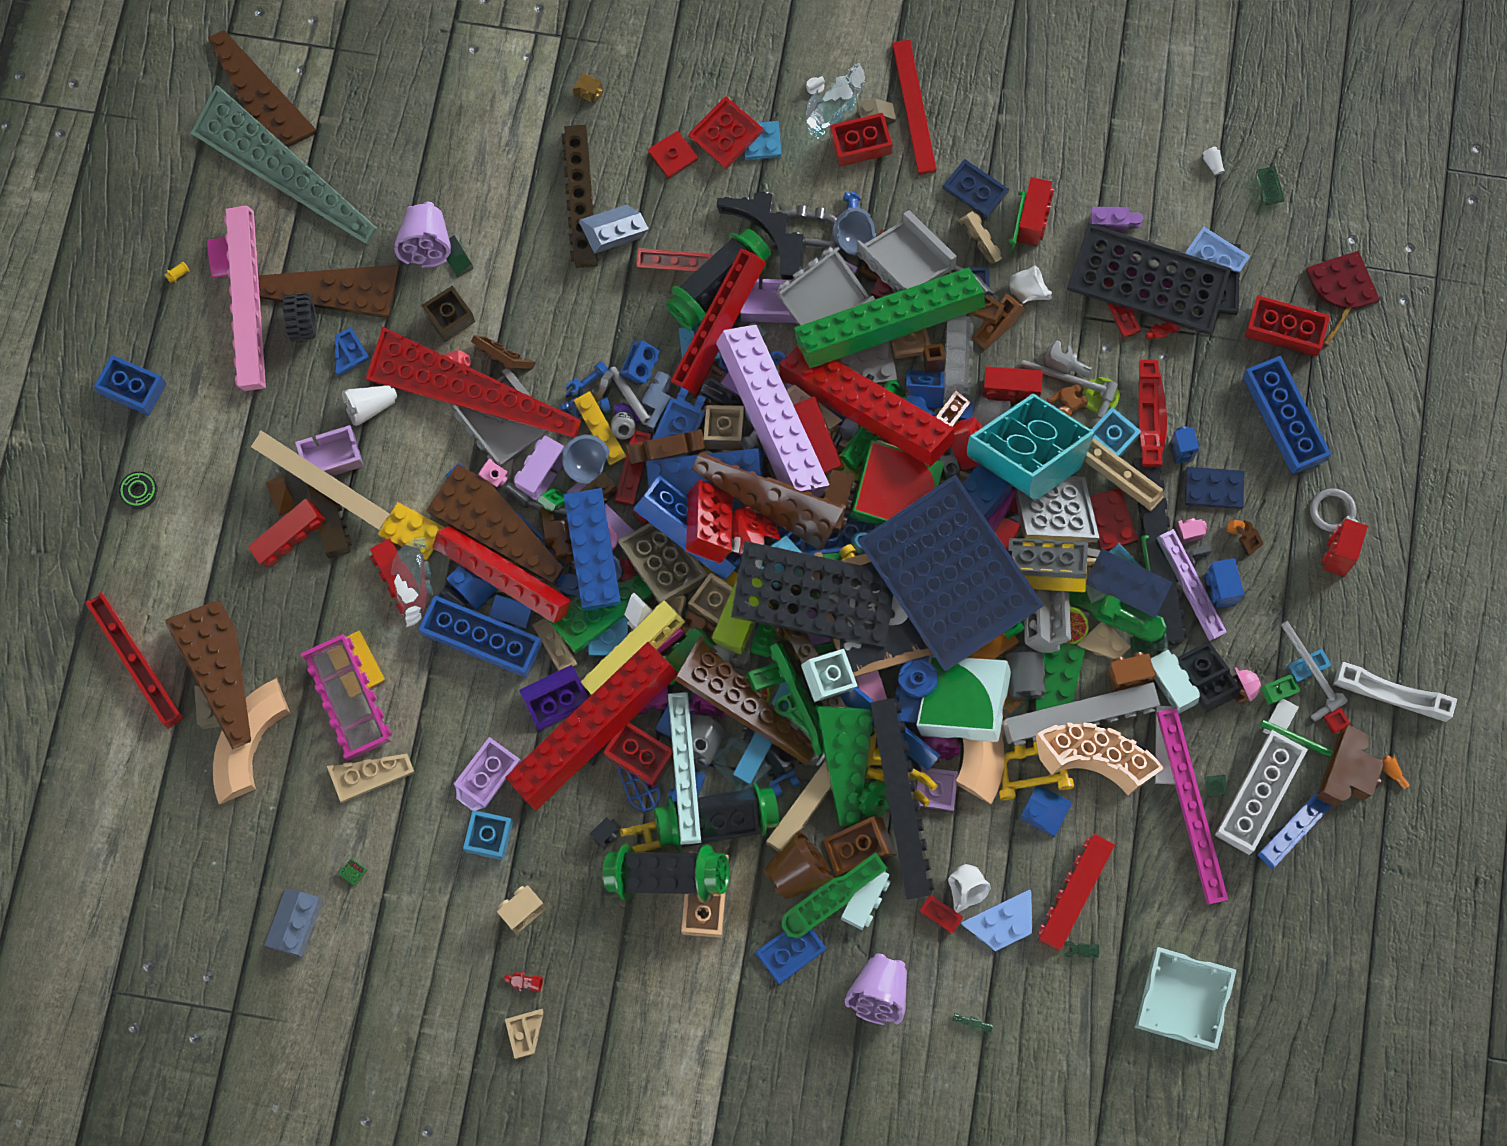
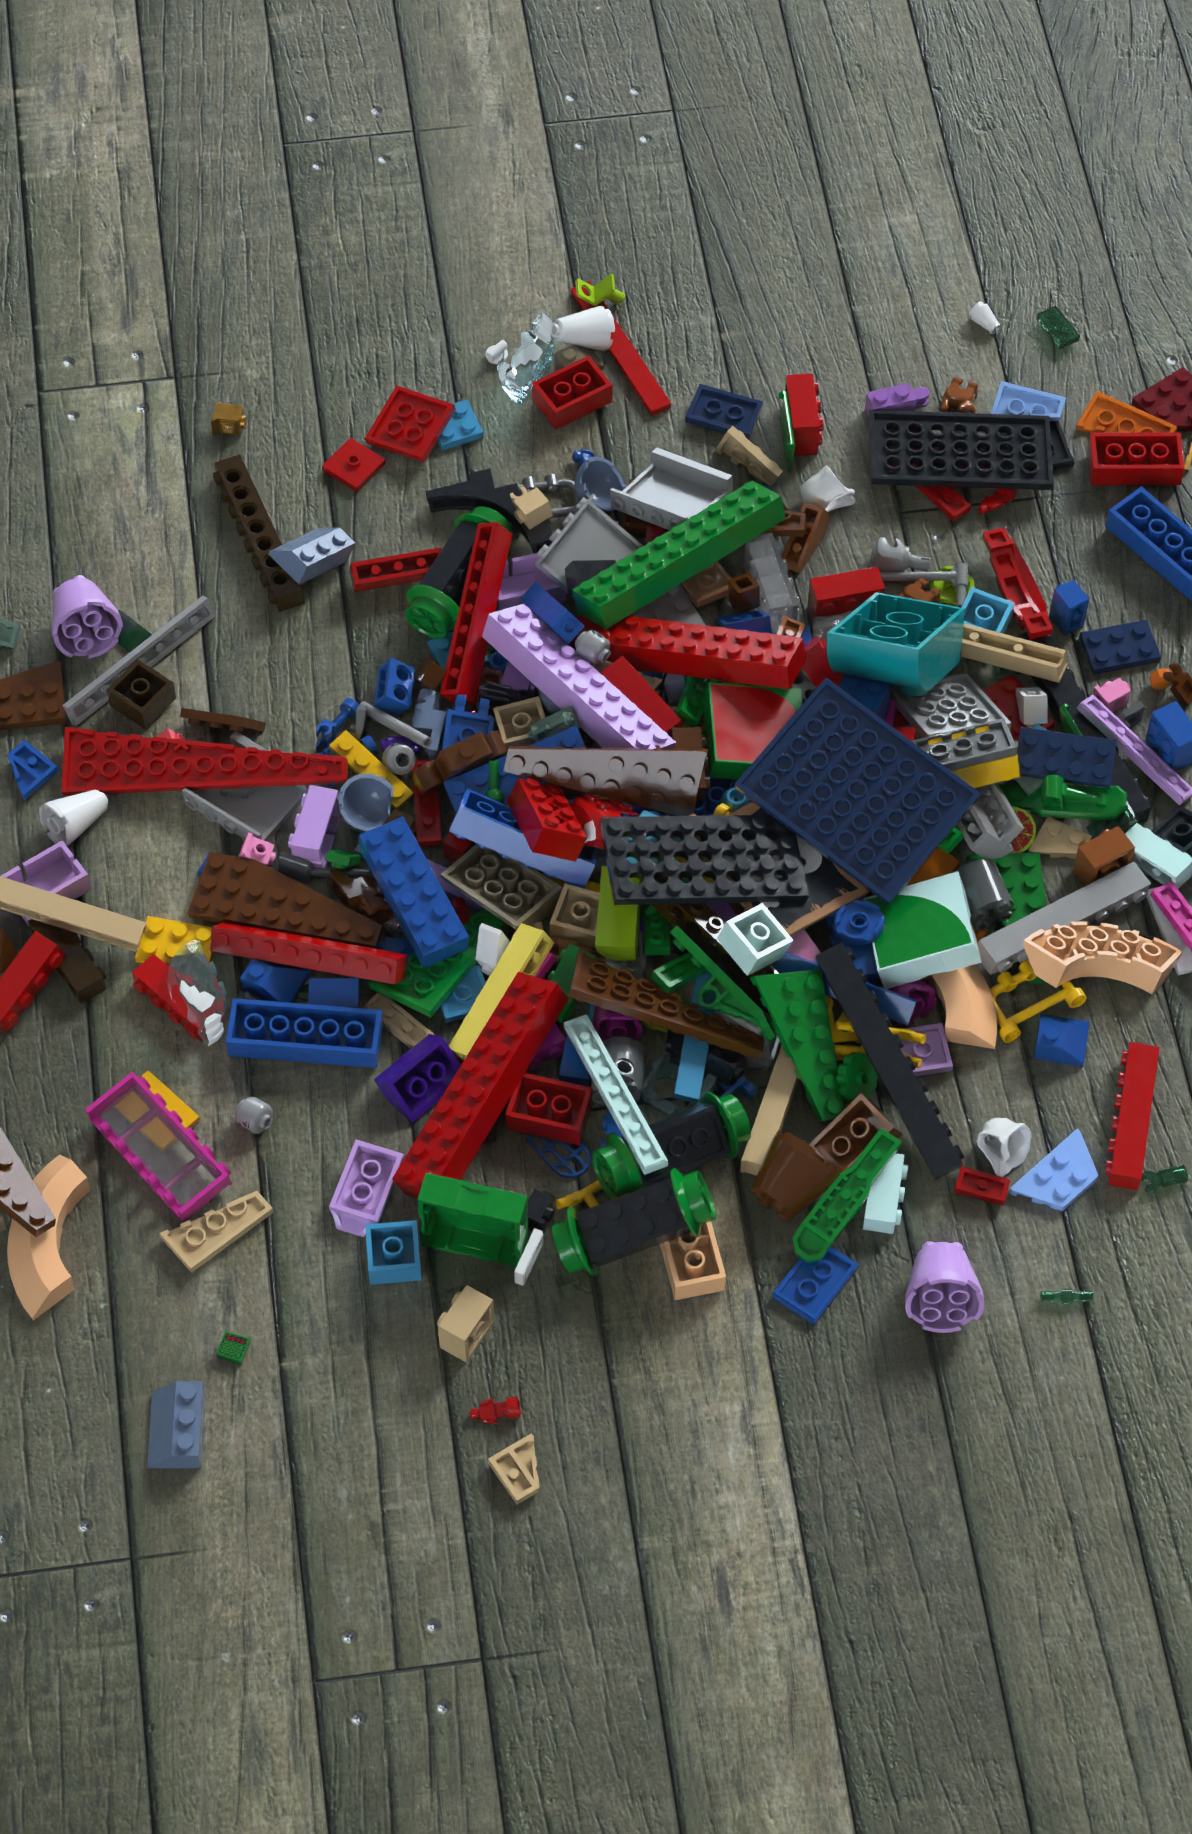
camera: 20 degrees left, 15 degrees down
(424, 691) = (254, 1115): none -> light grey head
(460, 280) = (148, 652): none -> light grey plate
(549, 834) = (473, 1219): none -> green tile
(586, 868) = (529, 1257): none -> white tile
(668, 359) = (429, 673): none -> reddish brown slope
(680, 483) = (493, 791): none -> green bar
(743, 440) = (553, 724): none -> sand green hinge
(776, 339) = (552, 612): none -> blue slope
(788, 242) = (531, 507): none -> tan brick
(794, 381) = (592, 647): none -> light grey head
(810, 312) = (583, 570): none -> black slope
(888, 86) = (586, 329): none -> white cone
(913, 53) = (603, 290): none -> lime bracket
(1123, 523) = (1032, 706): none -> white slope
(1167, 229) = (959, 397): none -> dark orange animal
(1290, 286) = (1113, 416): none -> orange wing

